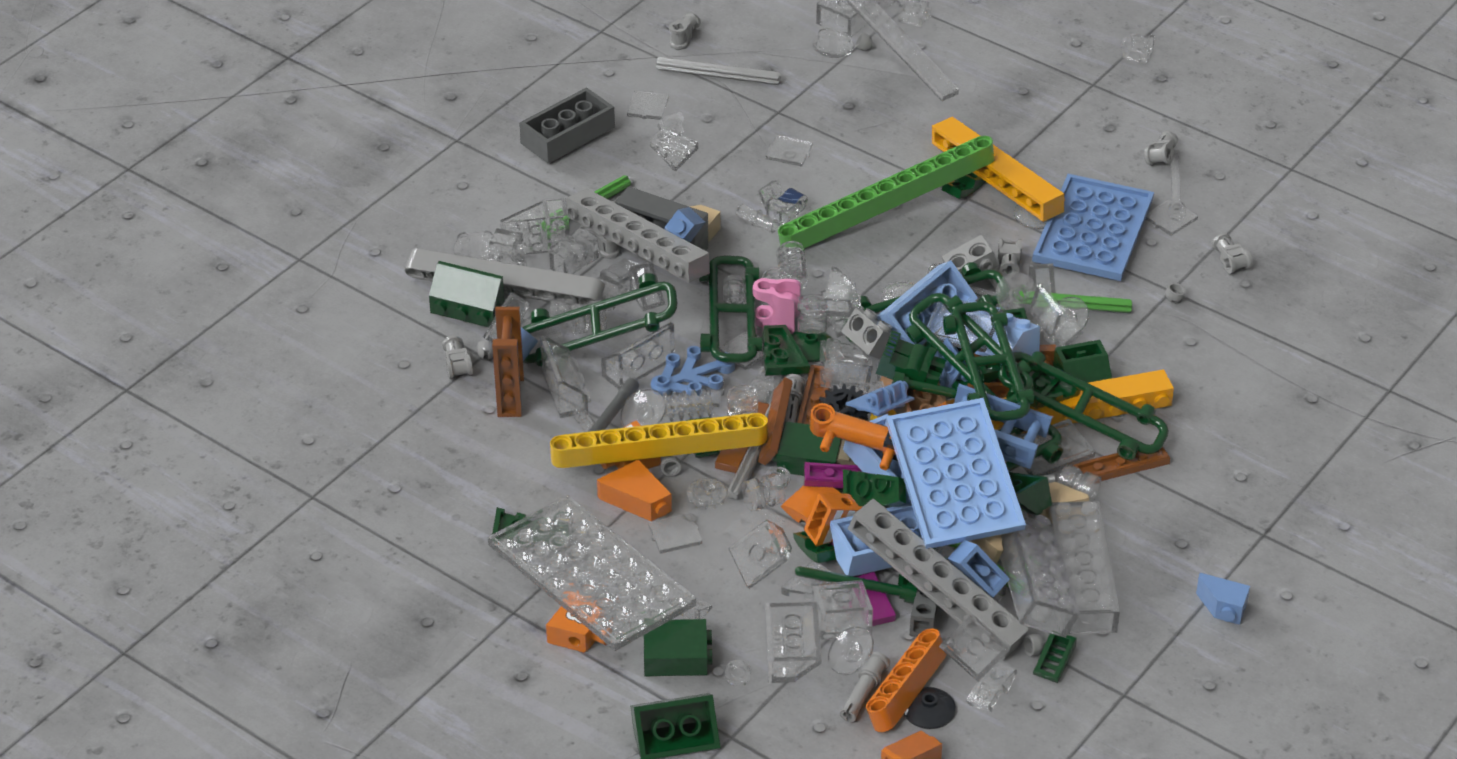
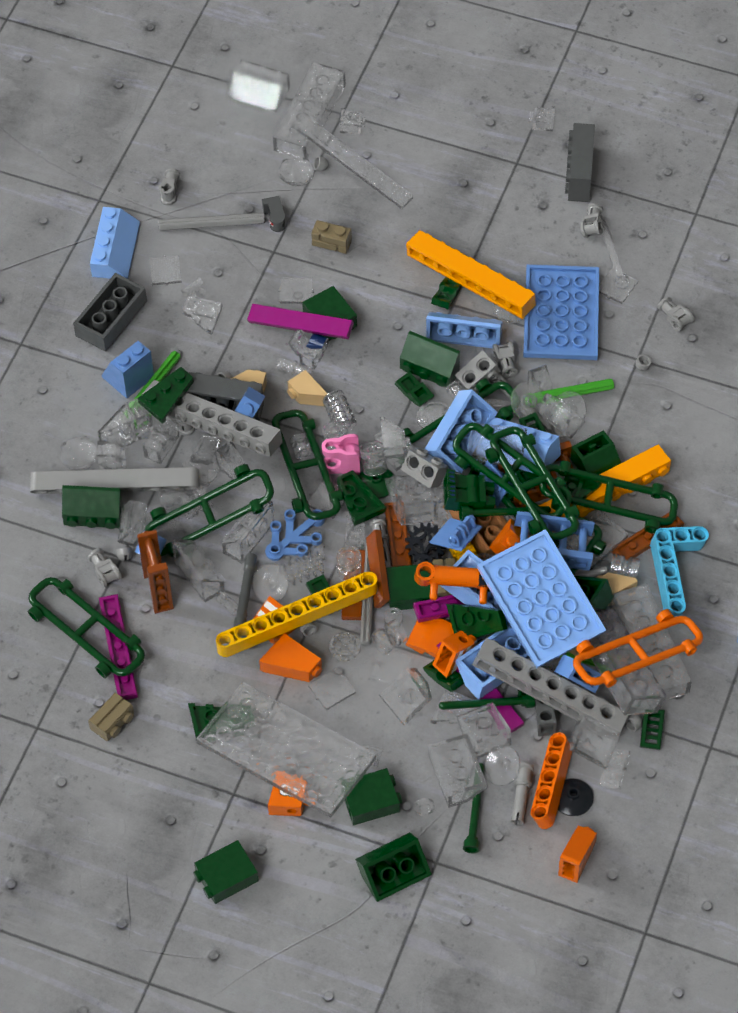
camera: 15 degrees left, 15 degrees up
(401, 501) = (111, 717): none -> dark tan brick
(415, 449) = (105, 666): none -> dark green bar
(440, 439) = (118, 650): none -> magenta tile
(468, 685) = (225, 872): none -> dark green brick
(564, 173) = (130, 370): none -> medium blue slope
(591, 199) = (165, 394): none -> dark green wing
(599, 65) = (114, 243): none -> light blue slope
(760, 239) = (306, 390): none -> tan slope
(782, 724) = (471, 843): none -> dark green piece
(787, 174) = (300, 321): none -> magenta tile
(792, 75) = (276, 214): none -> dark grey leg
(818, 175) = (330, 304): none -> dark green brick
(848, 106) = (331, 236): none -> dark tan brick
(889, 192) = (384, 332): bright green beam -> none
(889, 265) = (413, 390): none -> dark green slope
(916, 235) = (430, 359): none -> dark green slope
(968, 218) = (463, 330): none -> light blue slope
(1105, 536) = (666, 620): none -> orange bar
(1138, 469) = (670, 566): none -> medium azure beam
(1166, 90) = (580, 162): none -> dark grey brick

